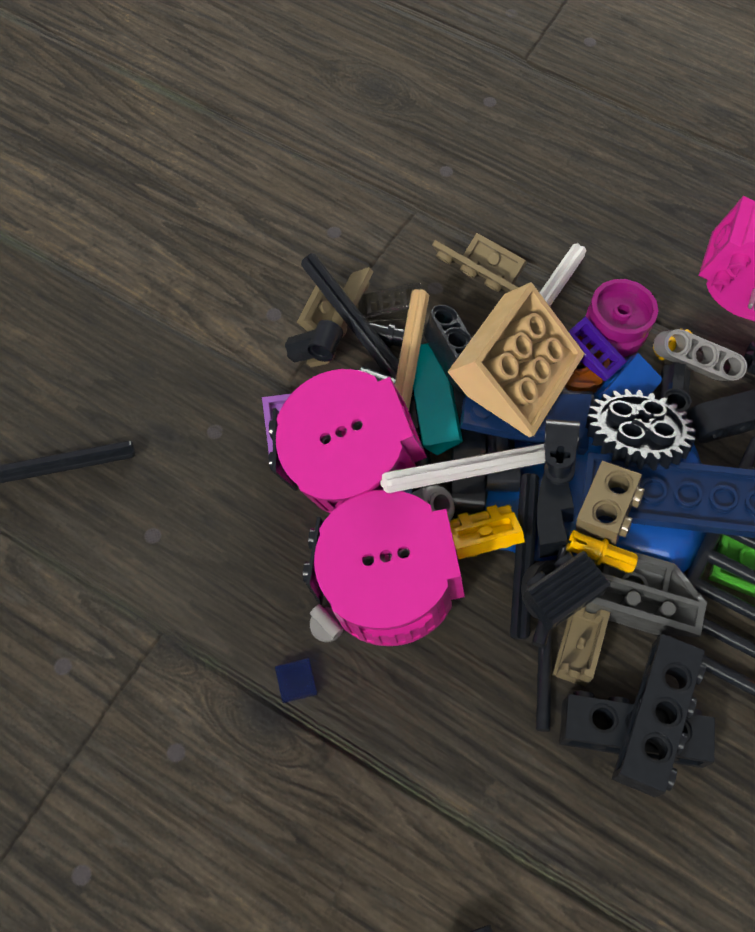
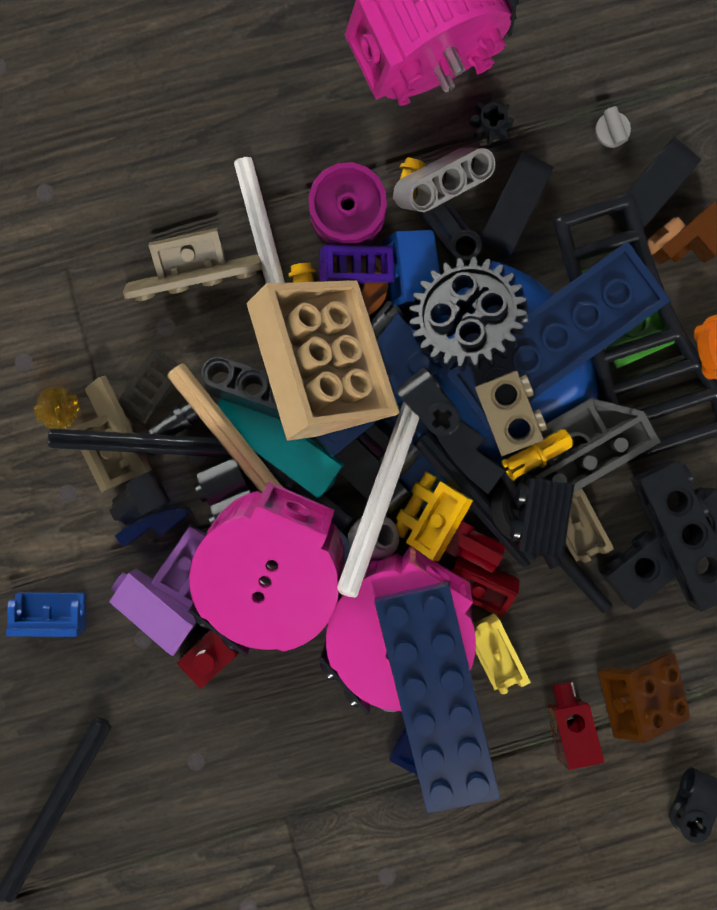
camera: 45 degrees left, 25 degrees up
(180, 358) = (46, 614): none -> blue hinge
(247, 416) = (153, 610): none -> medium lavender slope
(247, 470) = (206, 658): none -> dark red torso
(296, 365) = (160, 522): none -> clear blue slope
(330, 259) = (56, 408): none -> clear yellow gear
(365, 619) = (437, 697): none -> dark blue plate
(428, 780) = (577, 743): none -> dark red torso
(429, 673) = (498, 655): none -> light yellow hinge
(470, 624) = (489, 590): none -> dark red slope
(488, 577) = (475, 547): none -> dark red piece
(508, 824) = (645, 699): none -> reddish brown bracket

